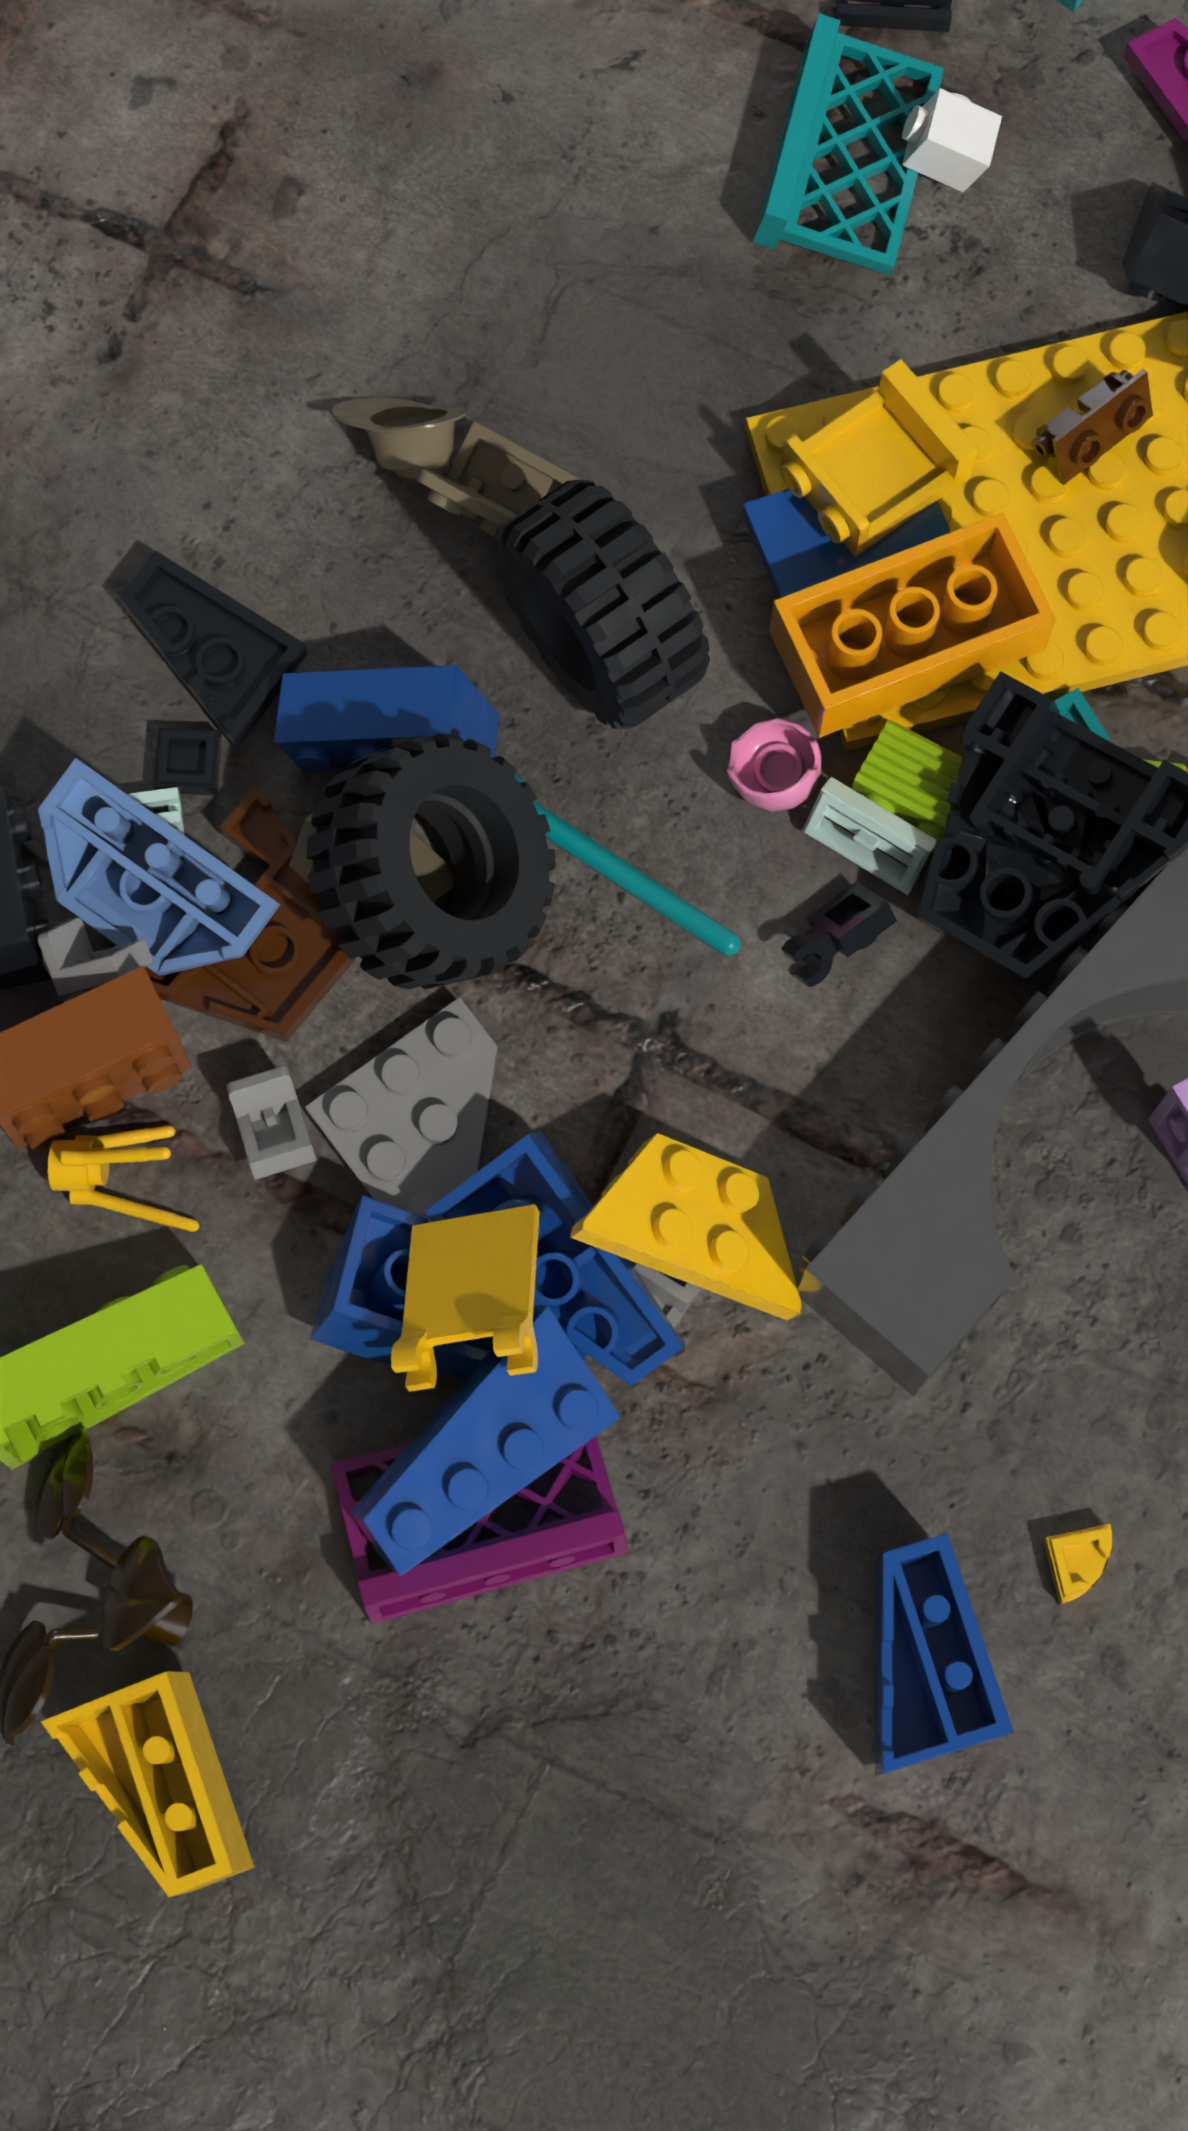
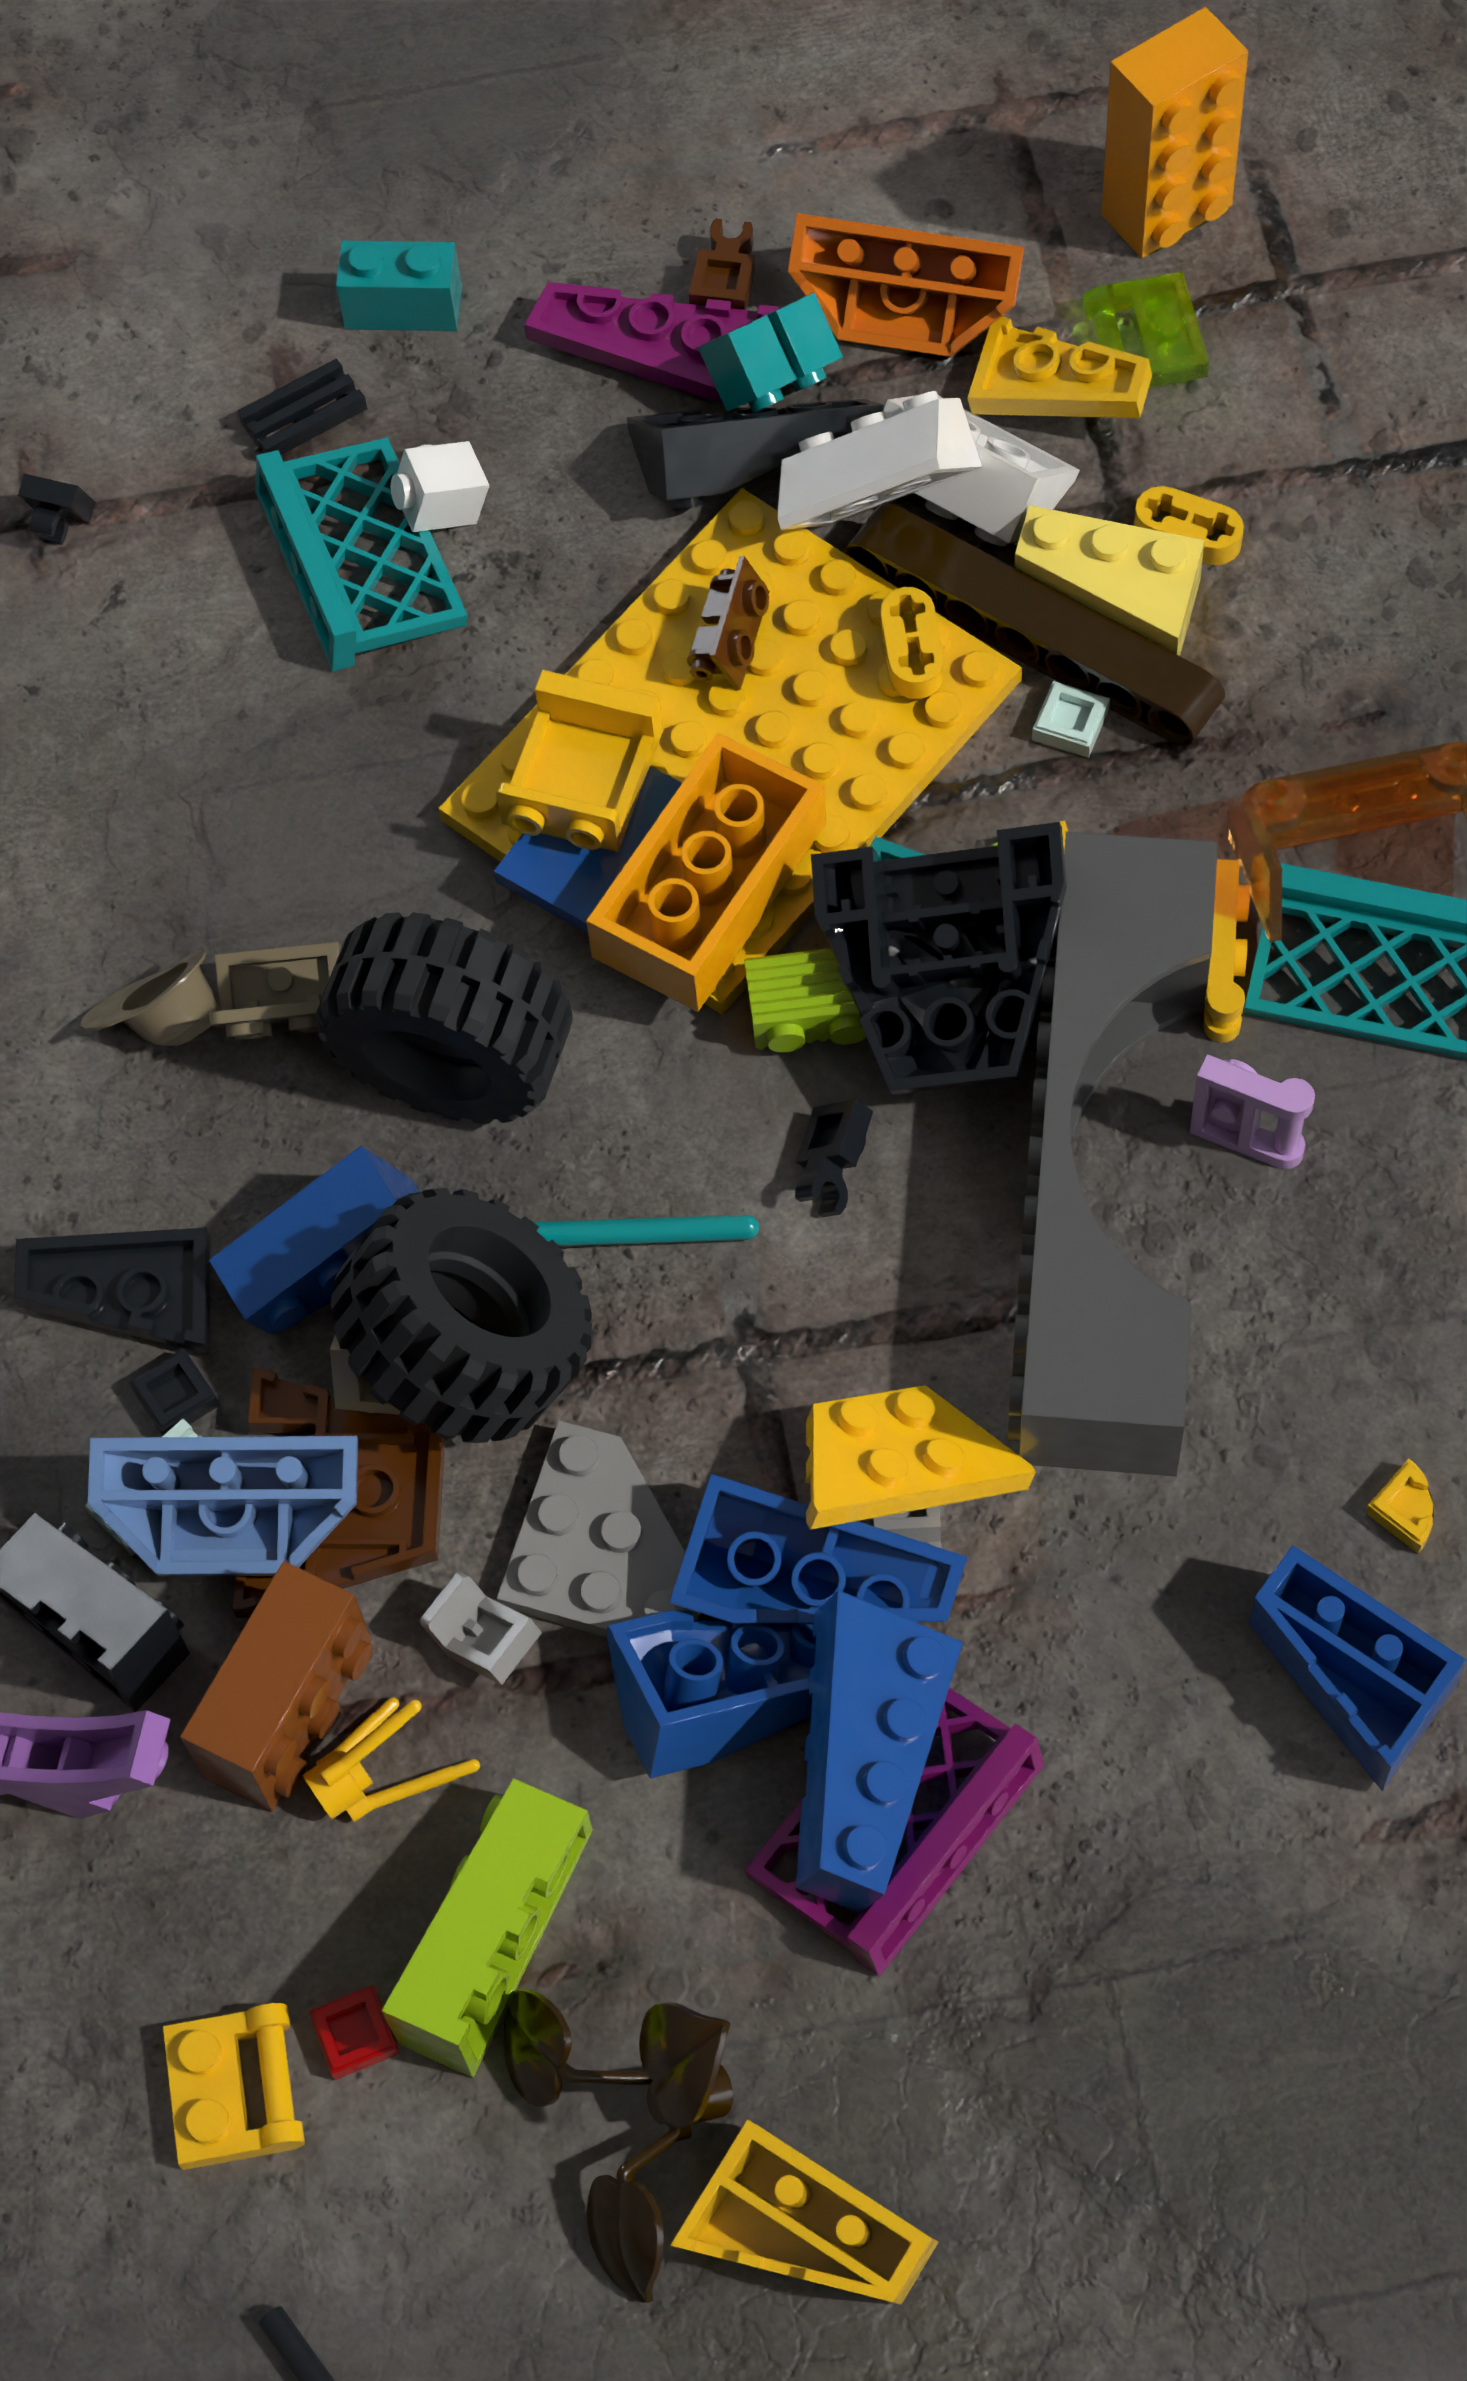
camera: 30 degrees left, 10 degrees down
(77, 967) = (219, 1616): light grey bracket -> none
(466, 1284) = (757, 1622): yellow flag -> none
(775, 765) = (677, 1059): bright pink hair -> none
(872, 829) = (797, 1053): light aqua tile -> none

